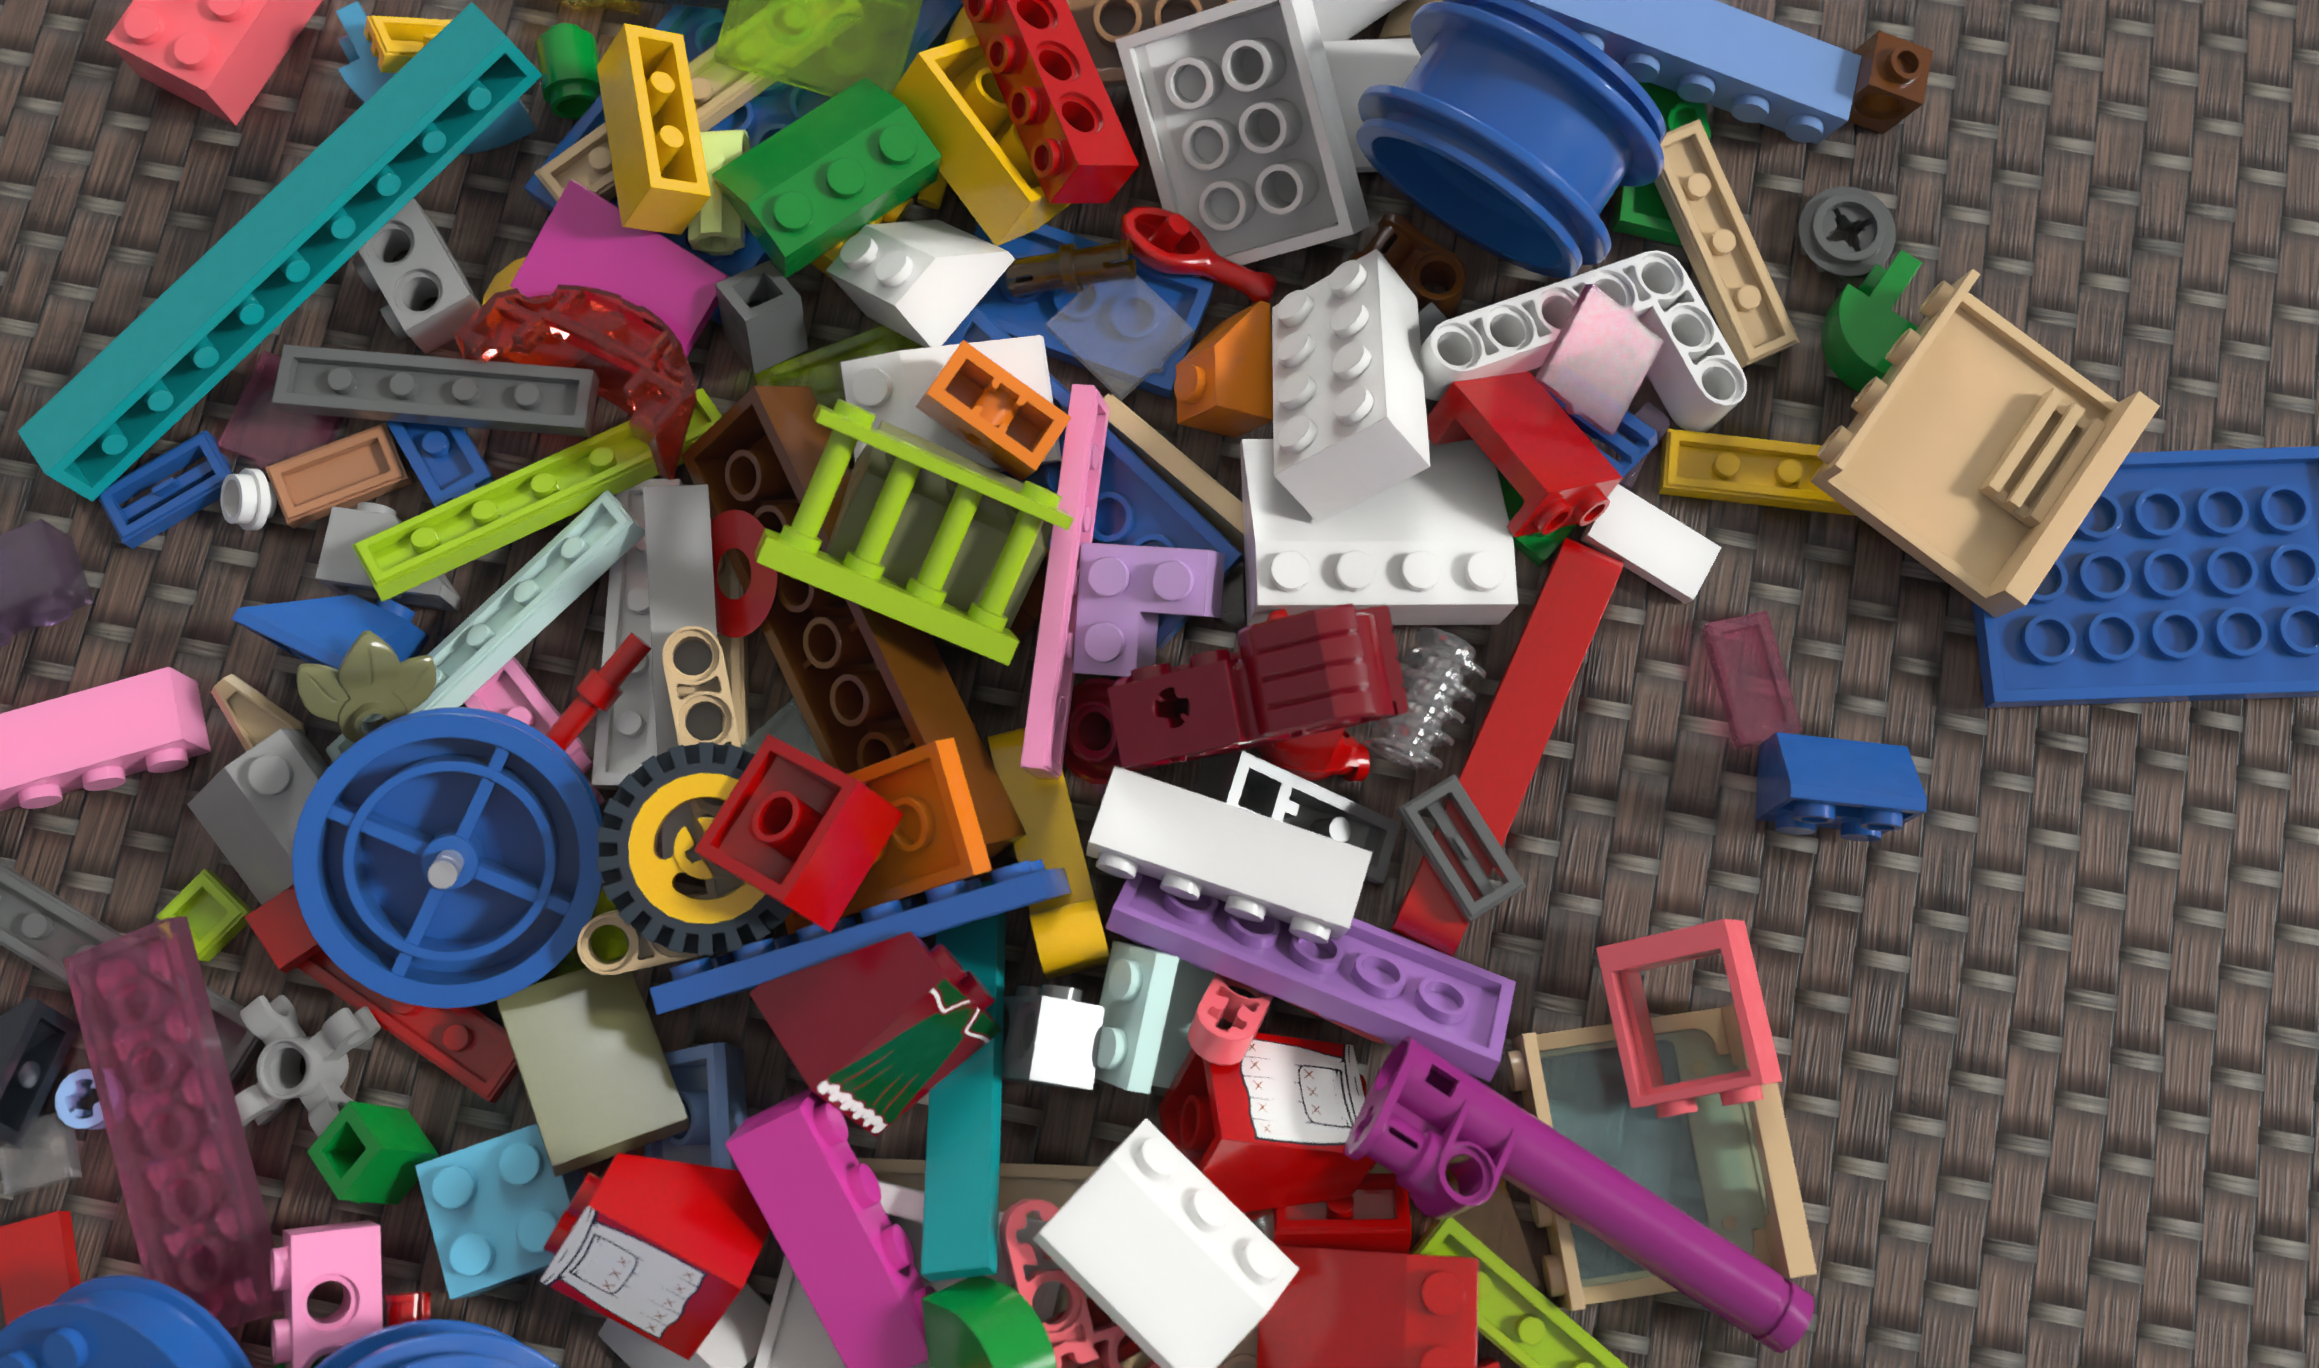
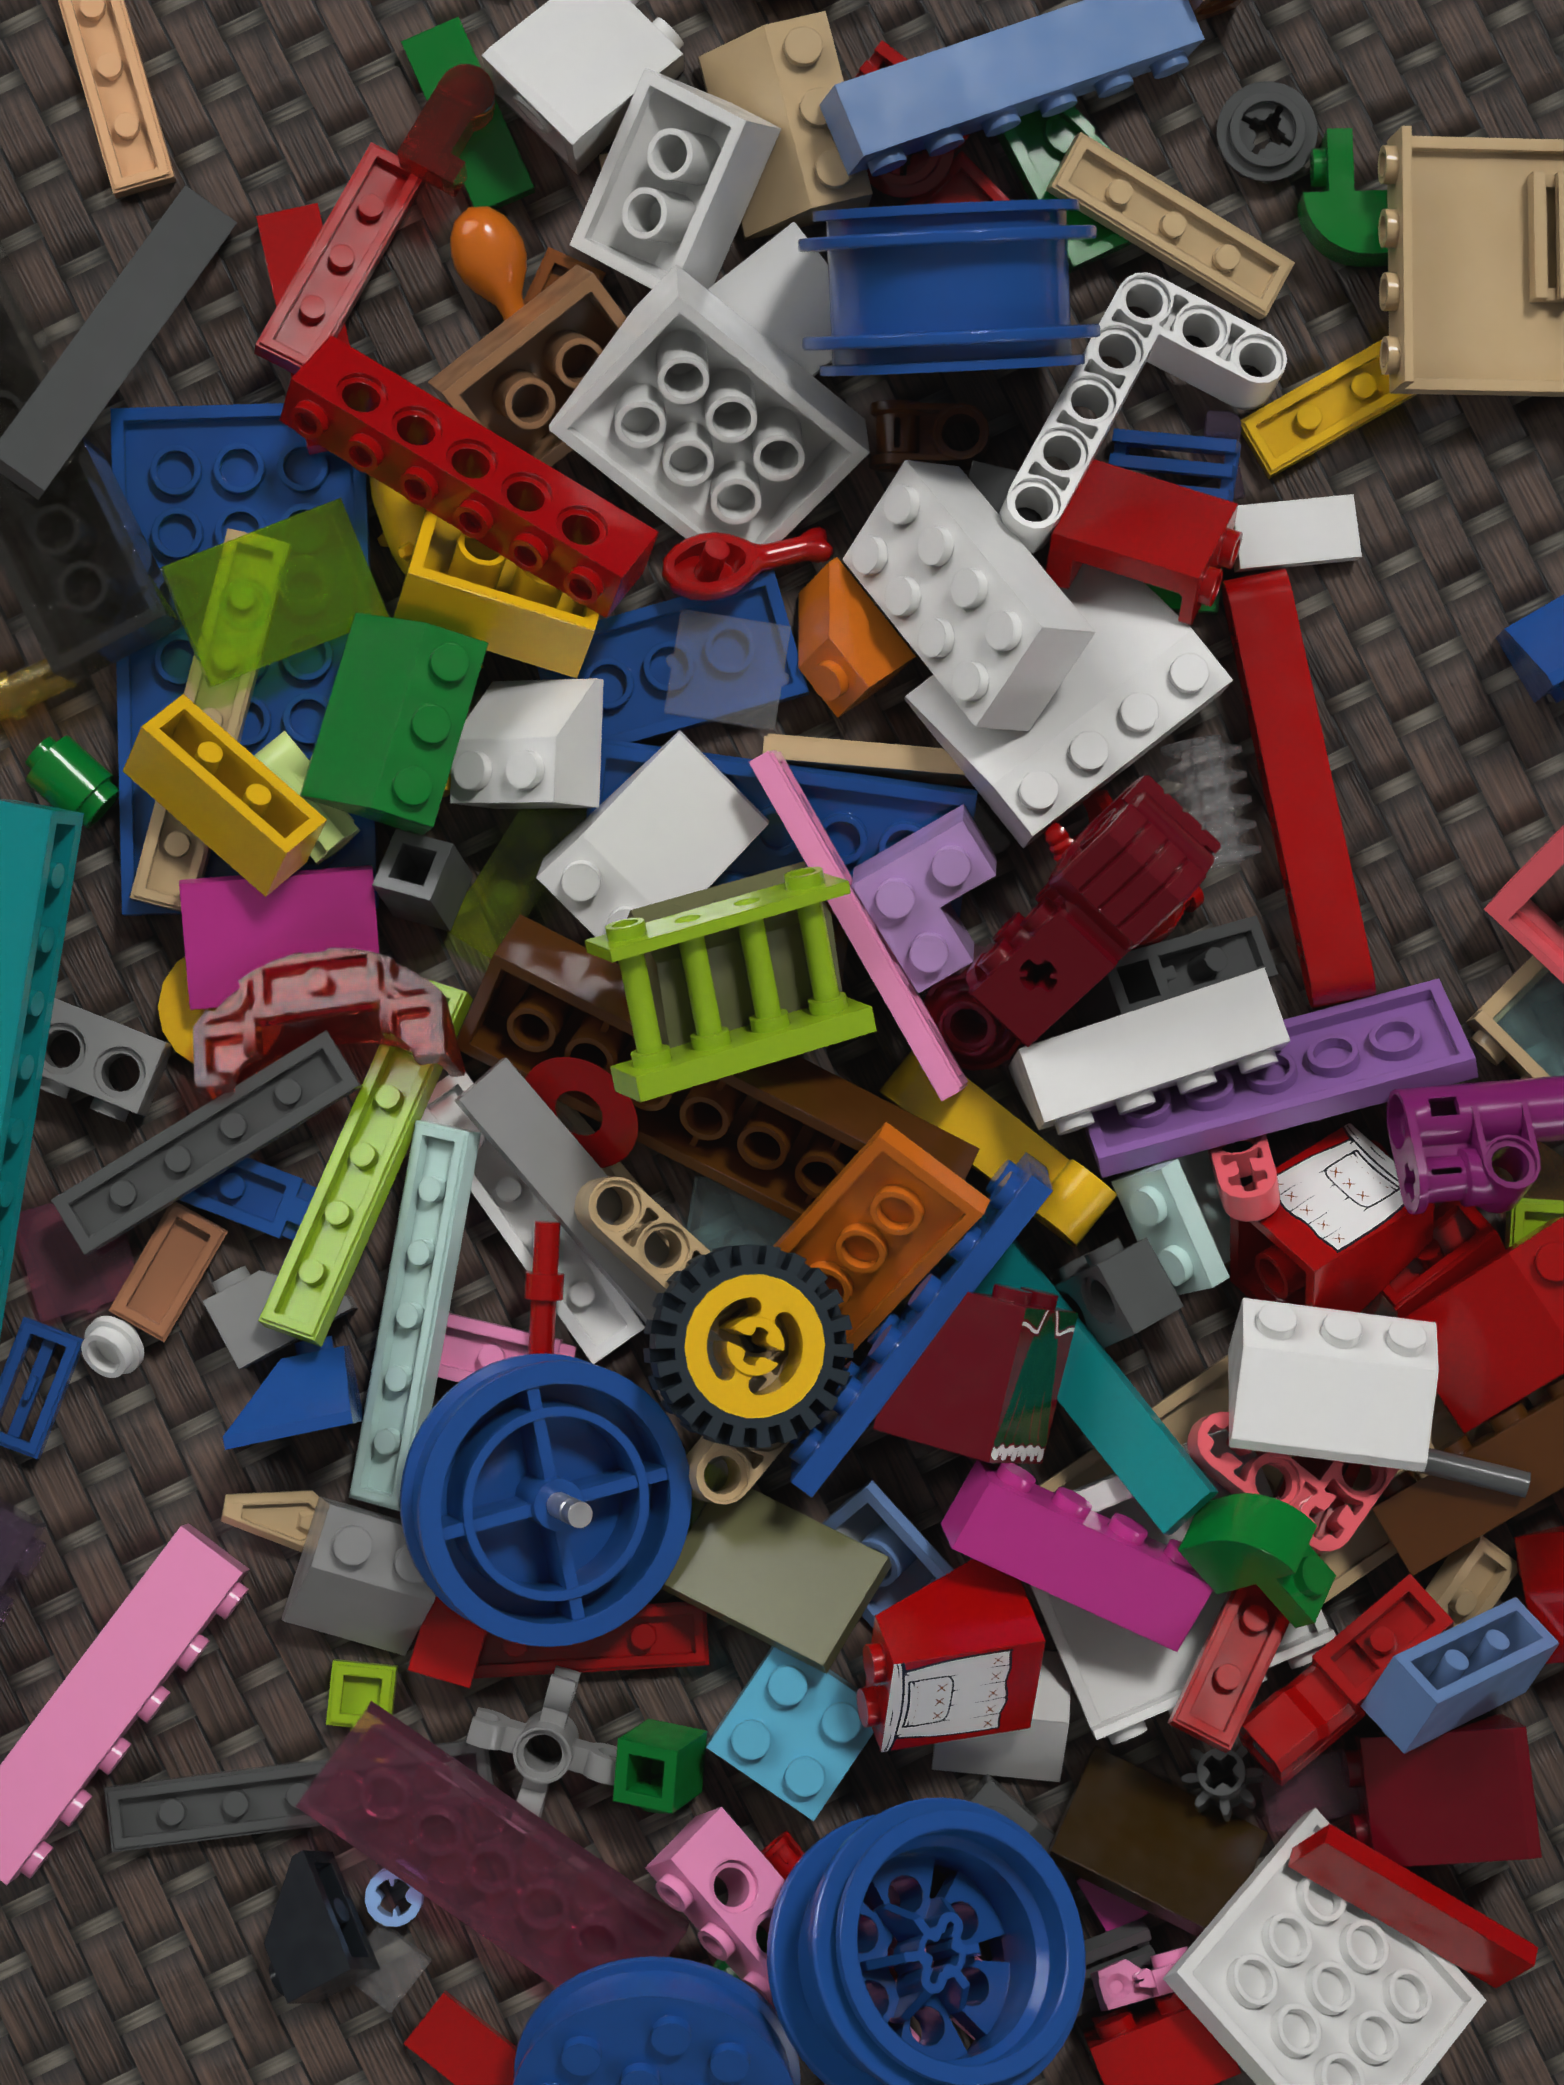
camera: 35 degrees left, 10 degrees up
(366, 684) = (377, 1424): olive plate -> none
(799, 832) = (820, 1281): red slope -> none
(993, 411) = (704, 833): orange brick -> none
(1072, 268) = (655, 651): dark brown pin -> none
(1440, 864) = (1273, 887): dark grey tile -> none
(1599, 359) = (1150, 417): clear pink piece -> none
(1750, 678) = (1452, 588): clear pink tile -> none

